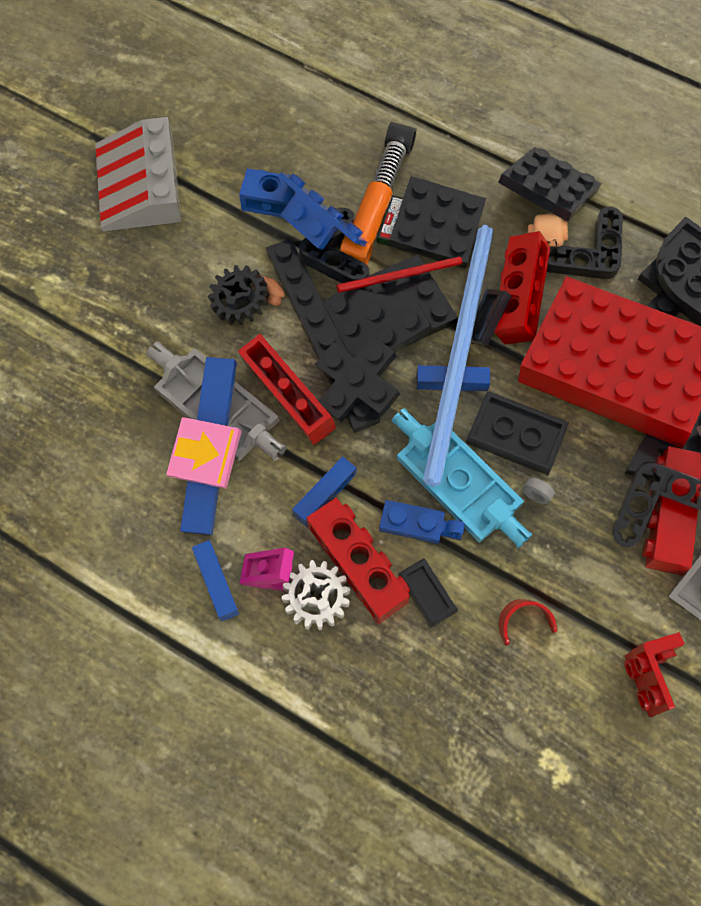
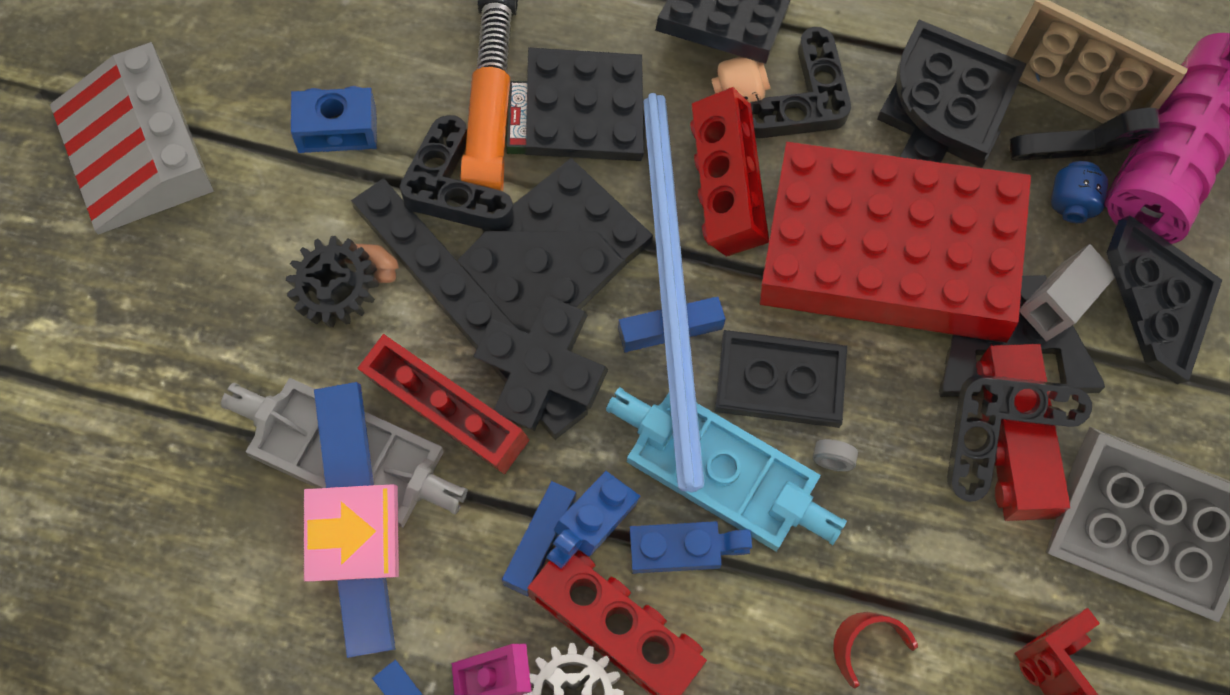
camera: 20 degrees left, 0 degrees up
(314, 218) = (411, 143): blue bracket -> none
(362, 486) = (592, 518): none -> blue plate
(398, 274) = (553, 195): red axle -> none
(428, 593) = (727, 644): black tile -> none
(488, 315) = (696, 222): black tile -> none

